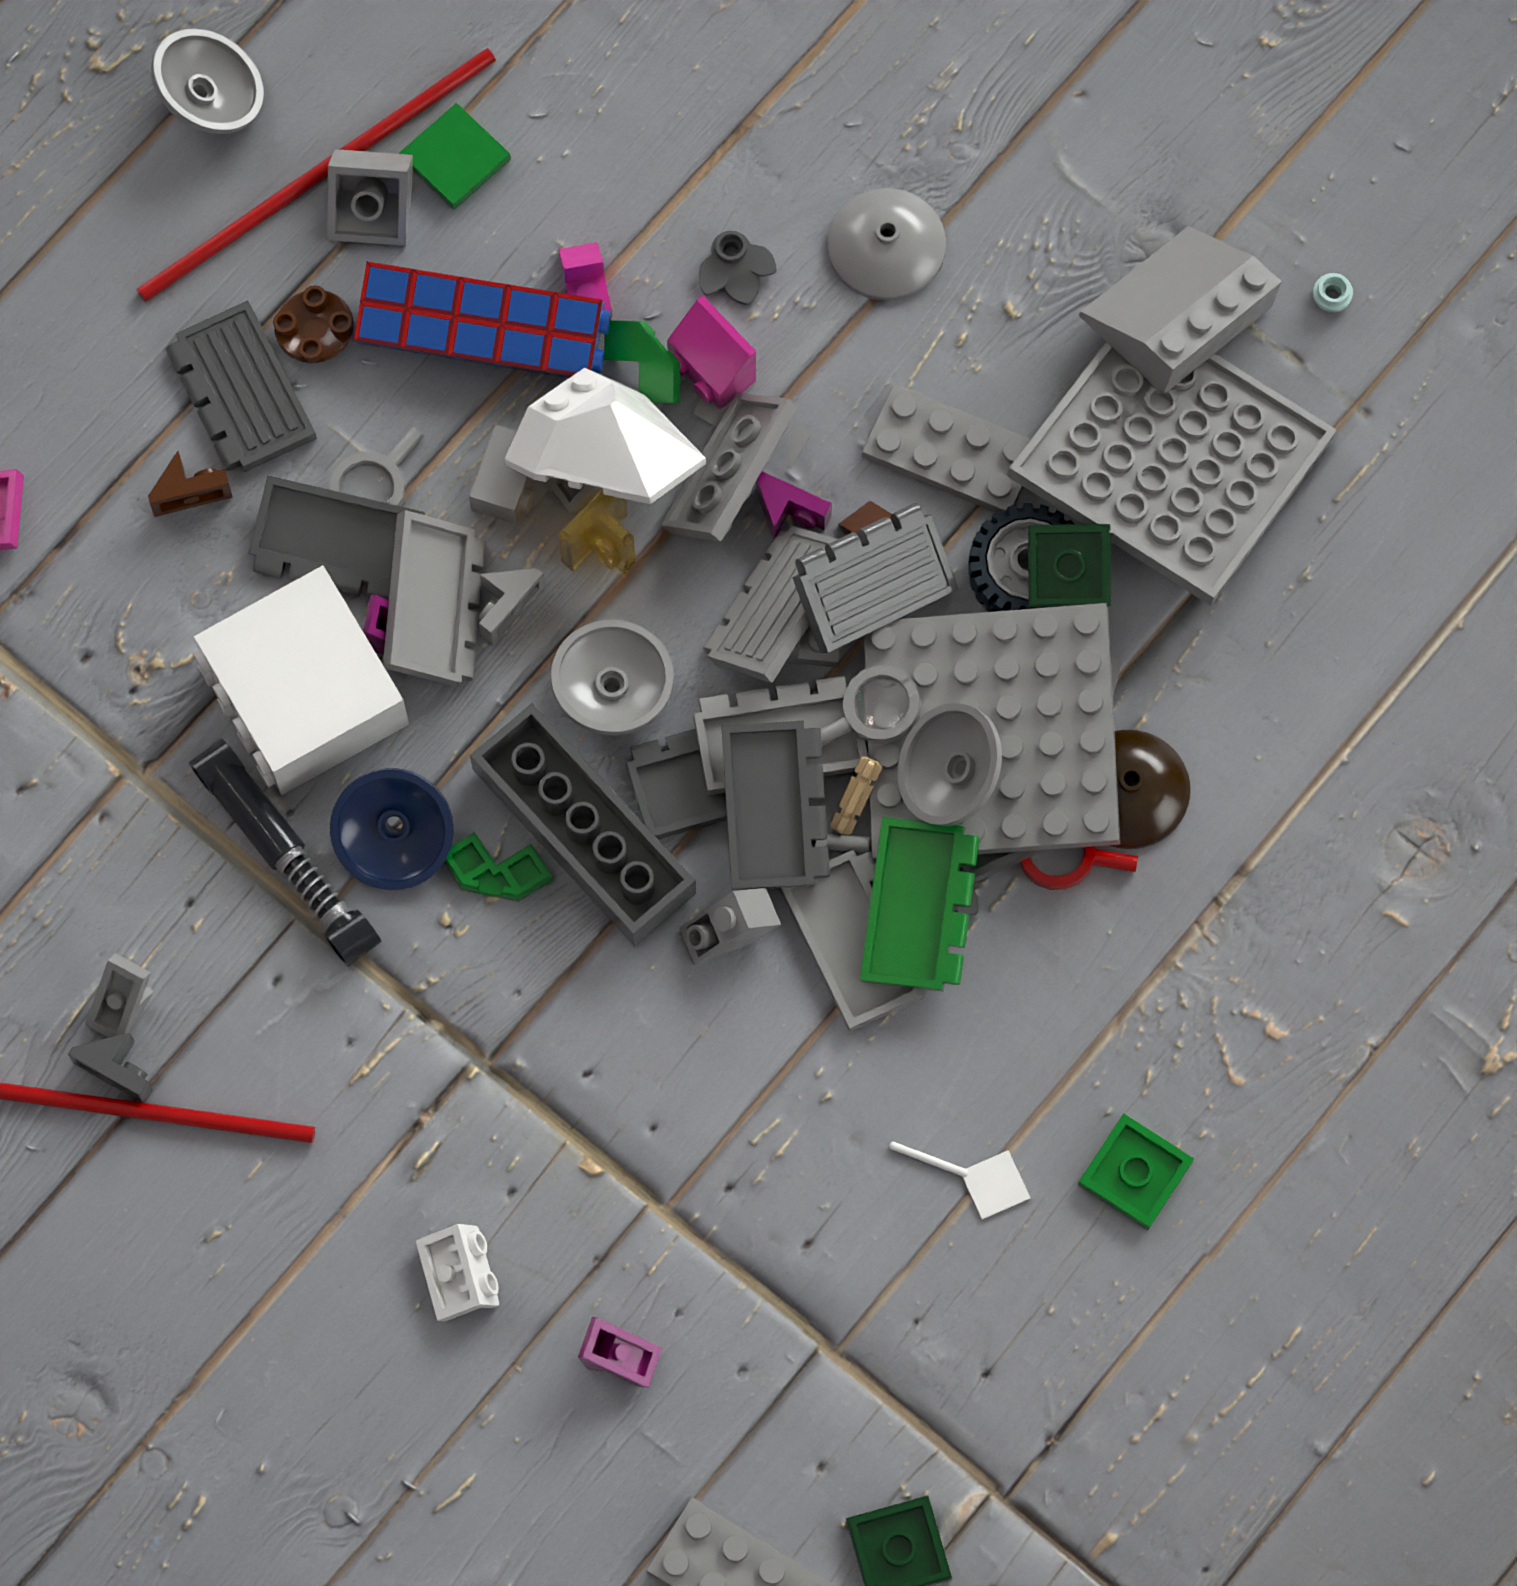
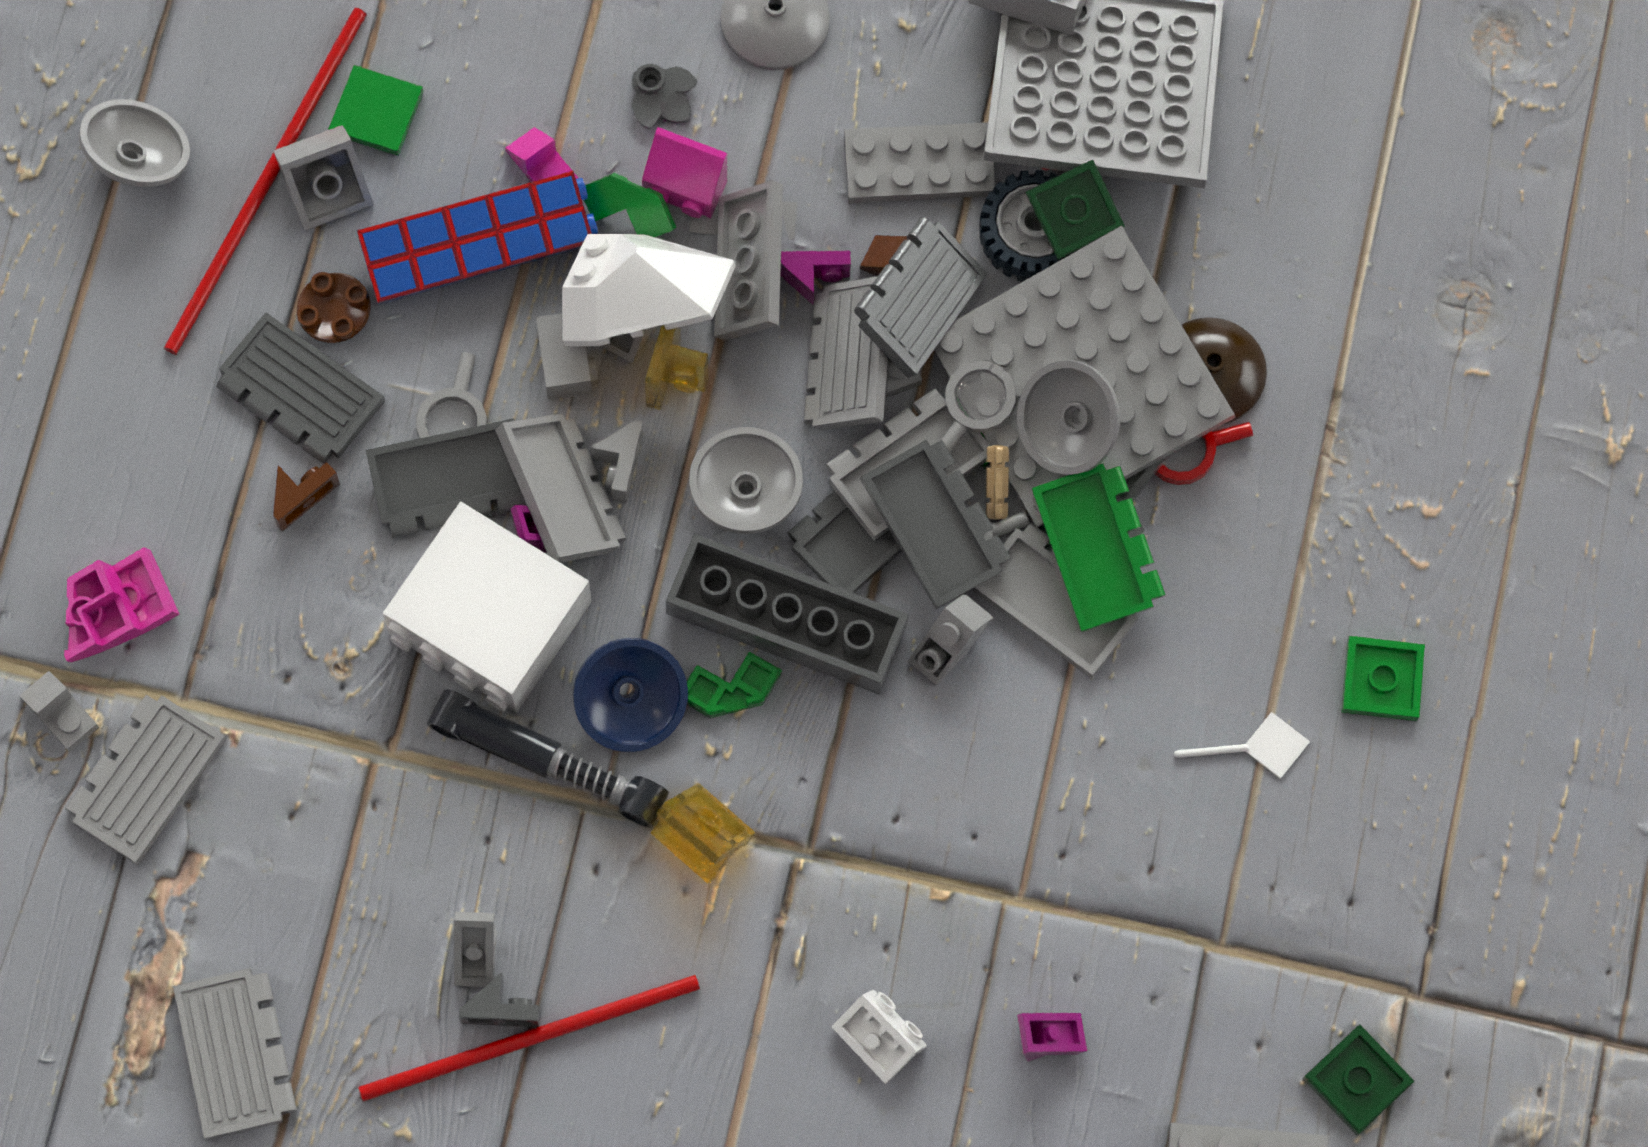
camera: 30 degrees left, 0 degrees up
(392, 991) = (701, 831): none -> clear yellow bracket

